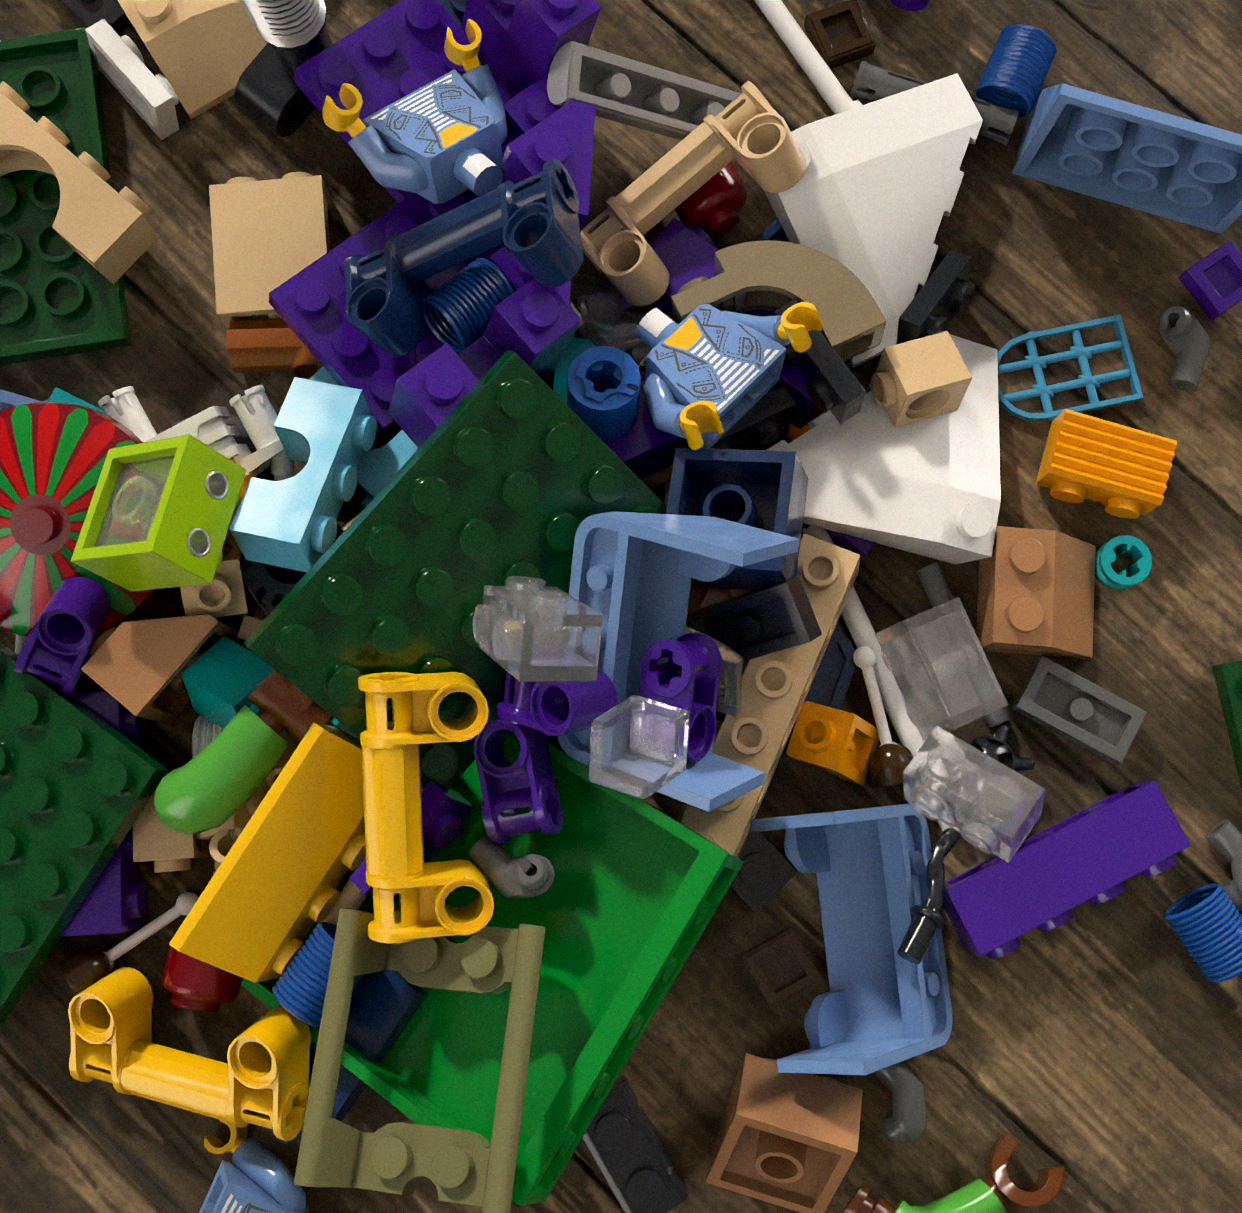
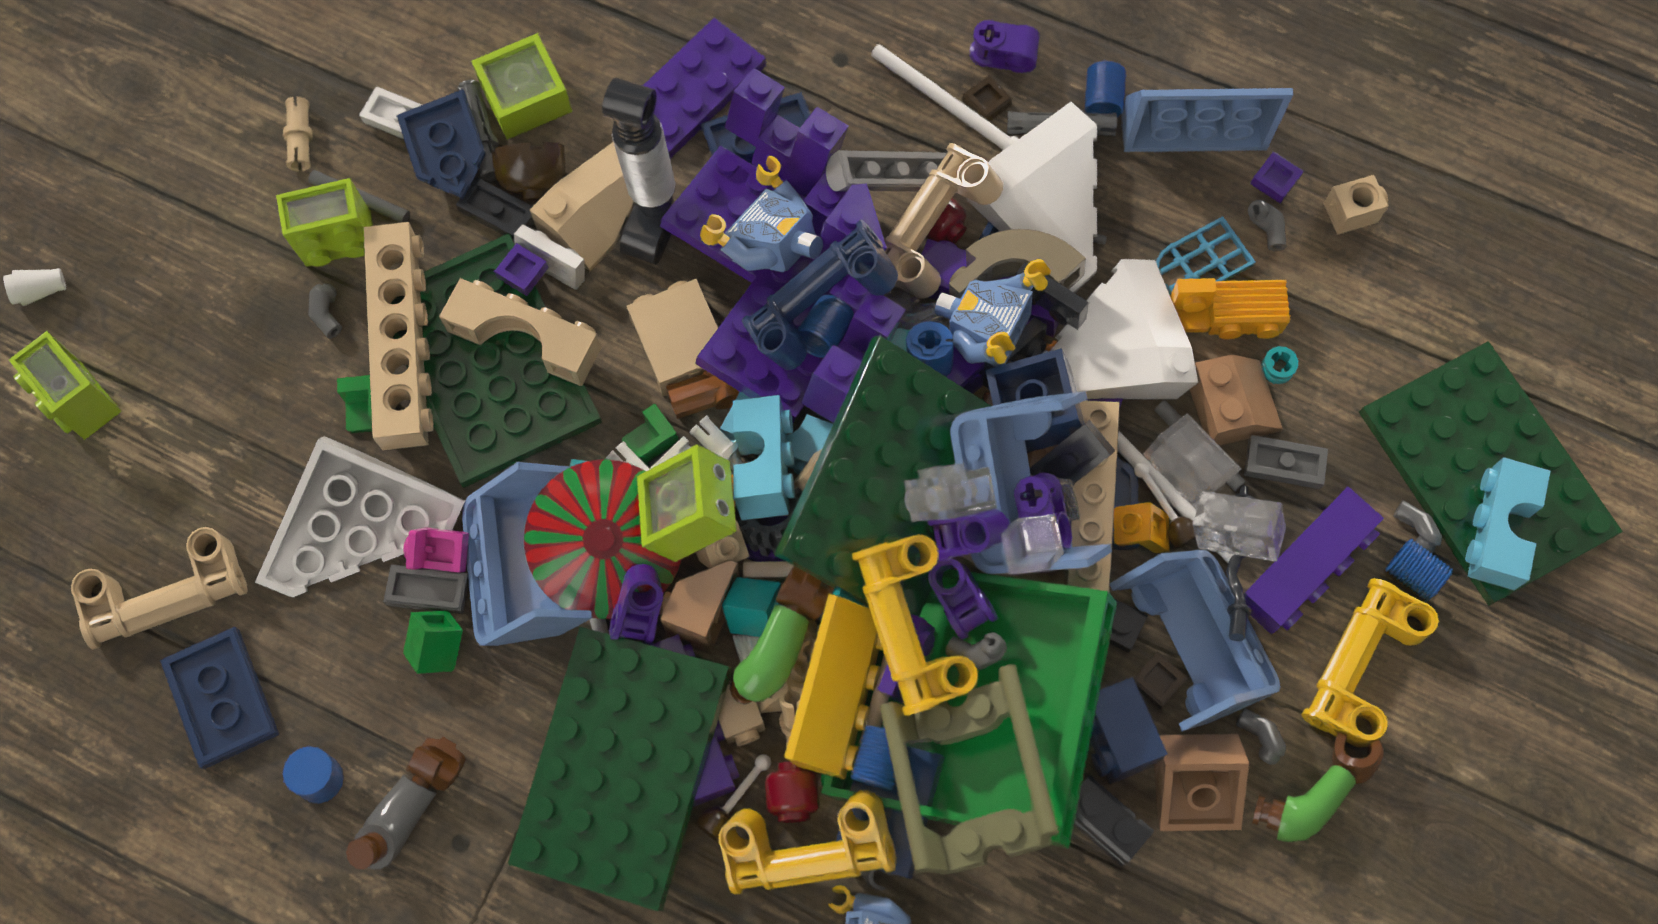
camera: 15 degrees left, 10 degrees down
(79, 85) = (521, 269): none -> dark purple plate
(187, 388) = (652, 436): none -> green panel
(695, 1044) = (1124, 733): none -> dark blue brick
(920, 379) = (1116, 288): tan brick -> none
(939, 299) = (1106, 249): black plate -> none
(1027, 431) = (1193, 301): none -> light orange bracket
(1136, 975) = (1354, 655): none -> yellow piece

